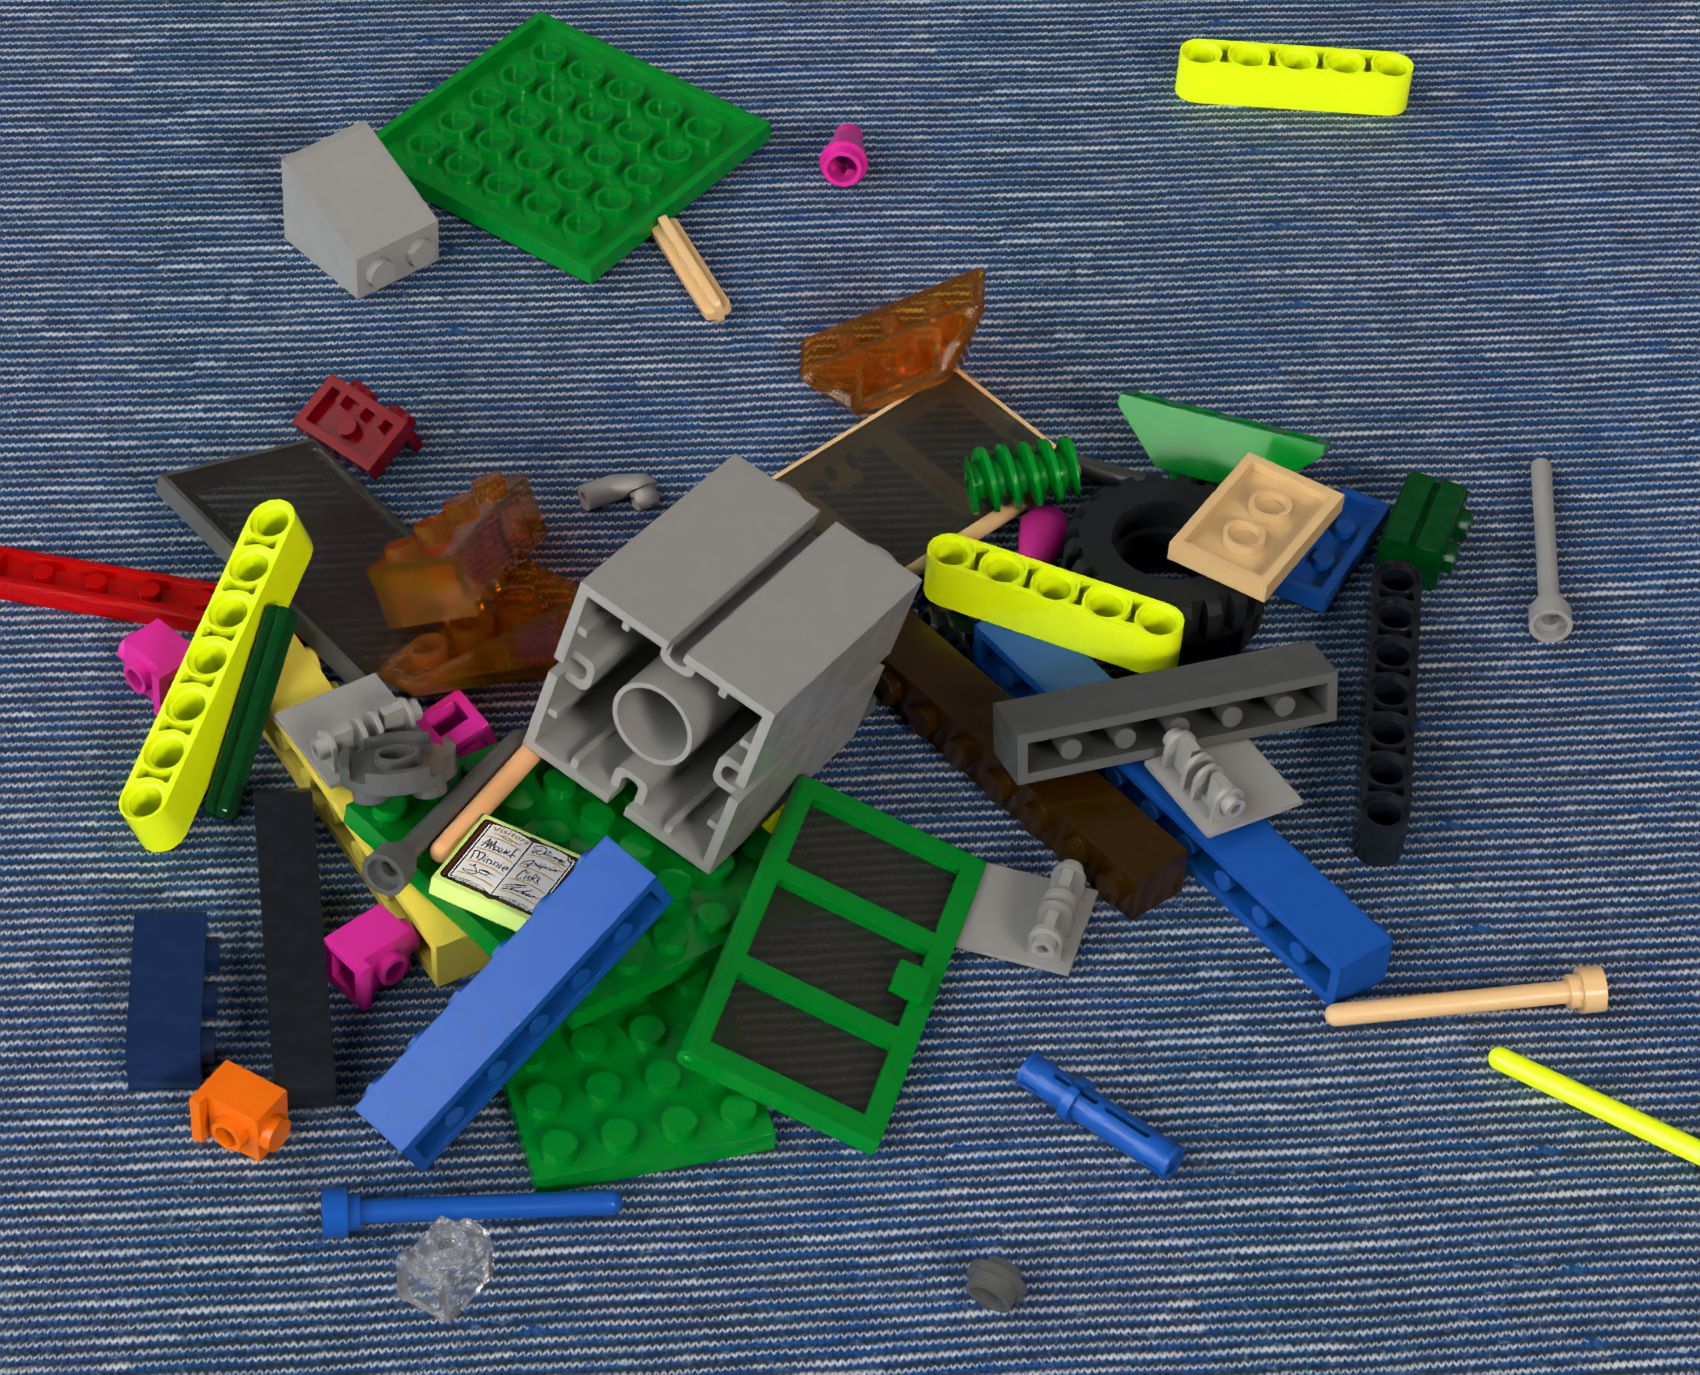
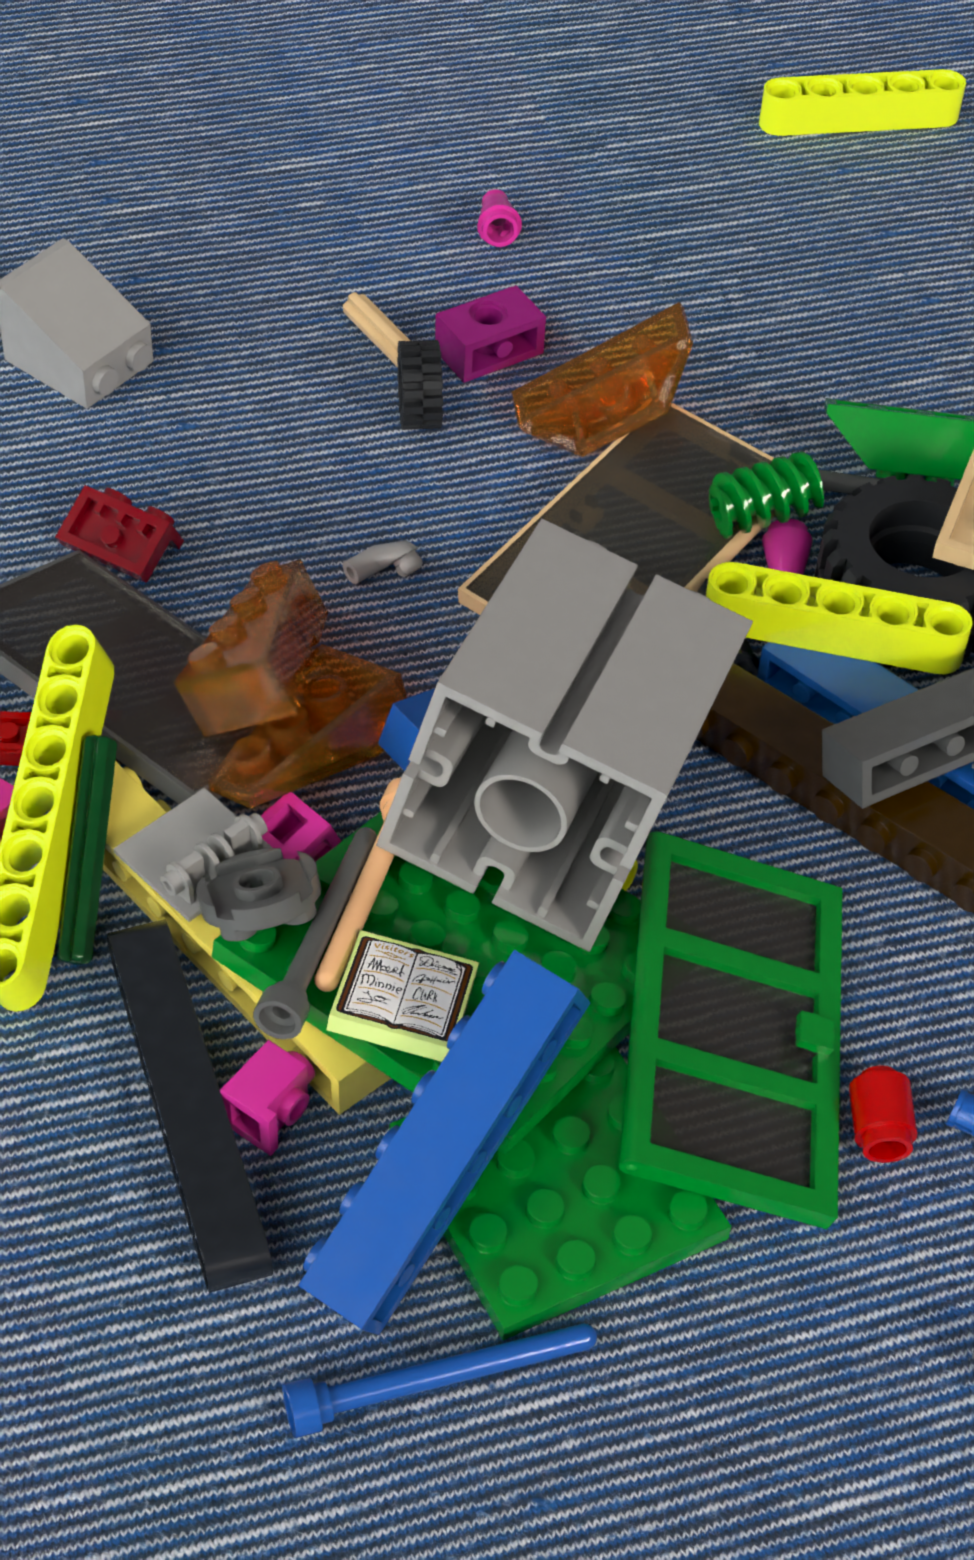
camera: 10 degrees left, 5 degrees up
(171, 1001) = (73, 1186): dark blue brick -> none
(240, 1112) = (176, 1306): orange brick -> none
(445, 1267) = (436, 1473): clear brick -> none
(568, 145) = (248, 241): green plate -> none
(703, 319) = (420, 384): none -> black tyre
(797, 276) = (490, 333): none -> magenta brick
(954, 1062) = (883, 1114): none -> red brick
(1029, 916) = (900, 939): light grey hinge -> none

